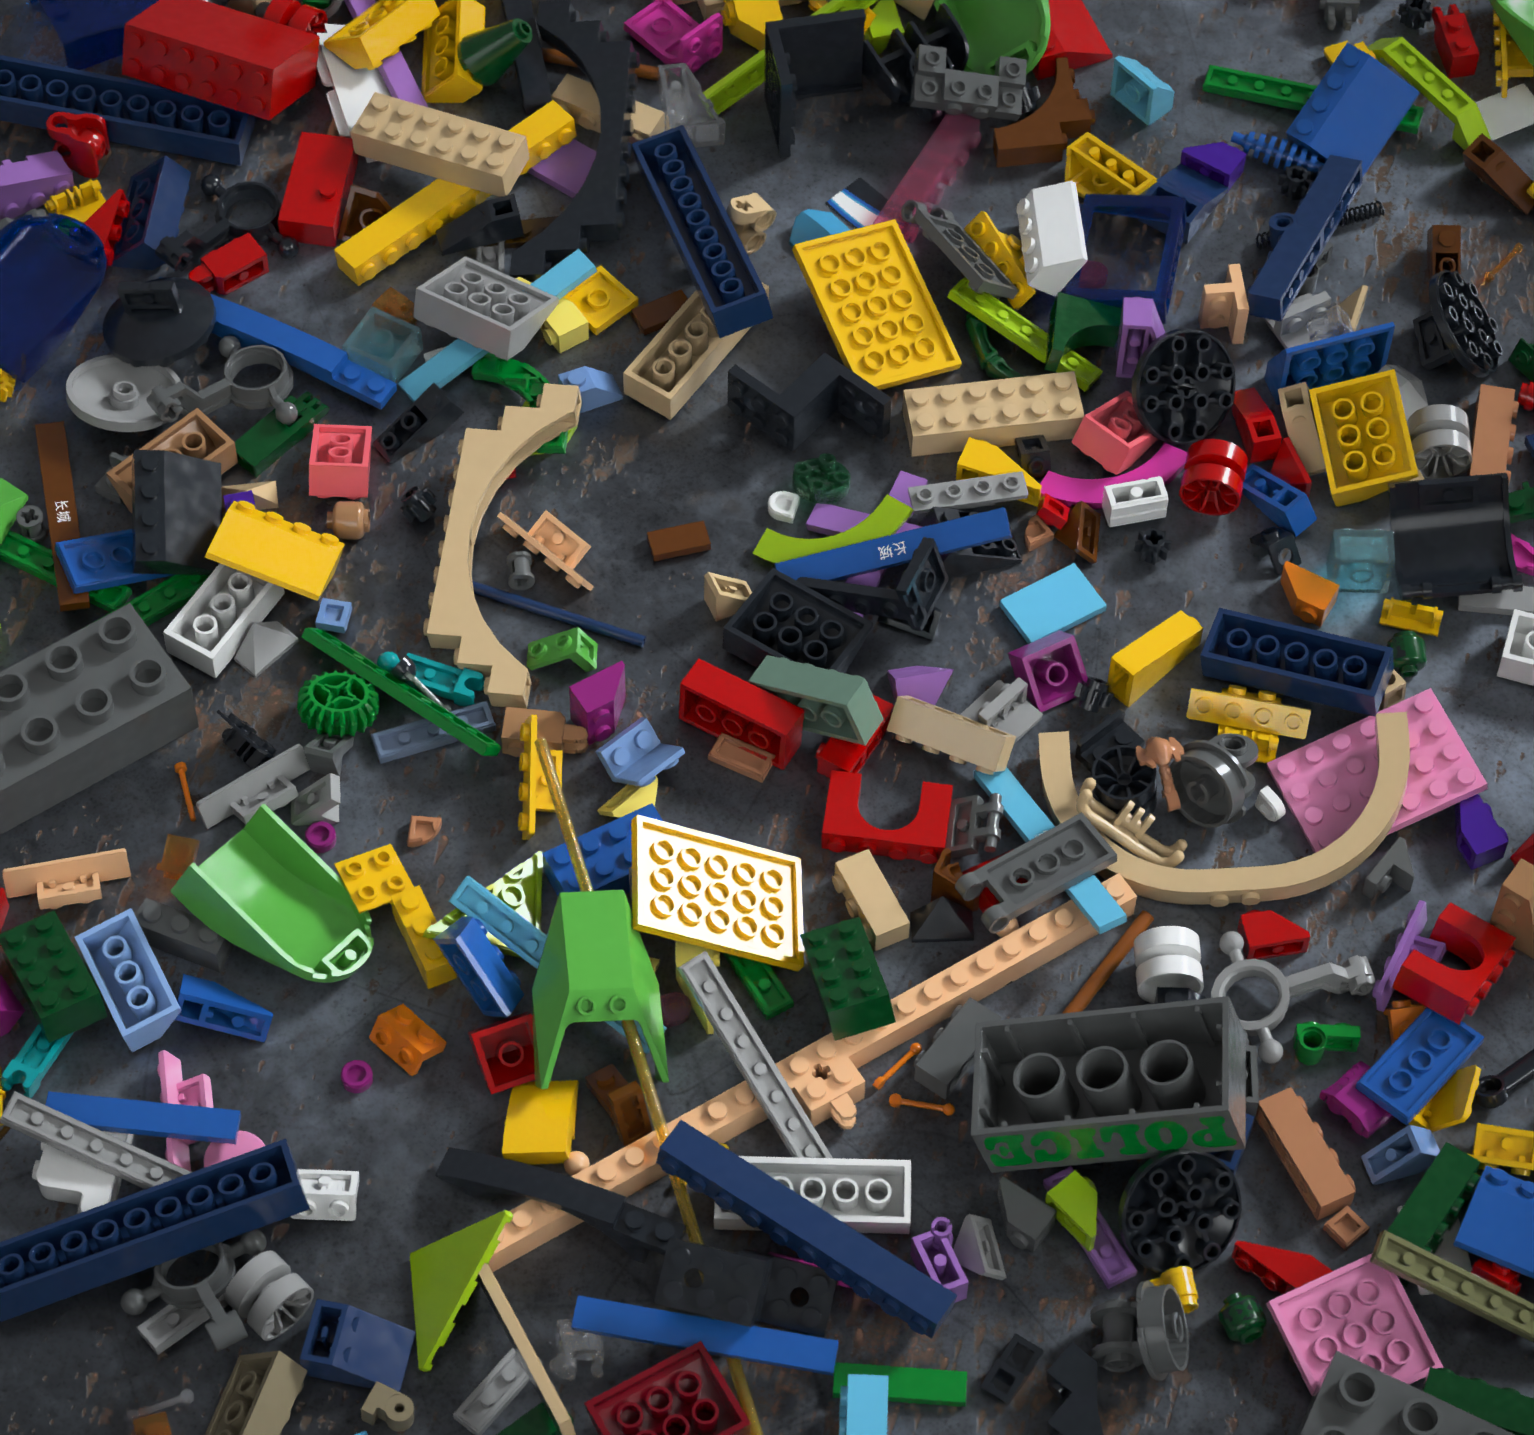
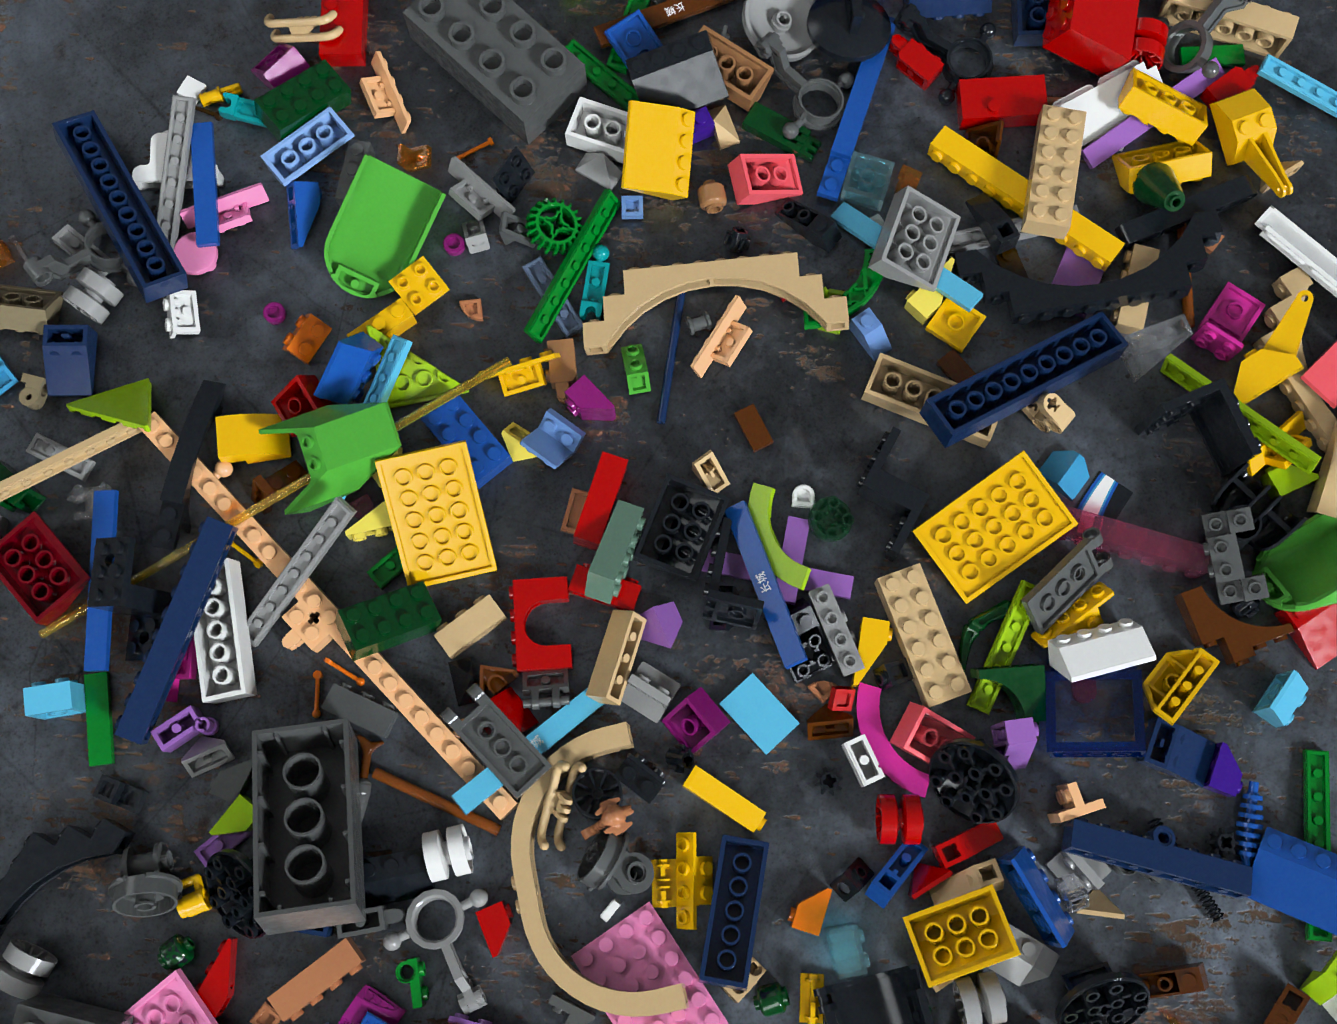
camera: 80 degrees right, 20 degrees up
(406, 671) = (589, 264): hinge -> none

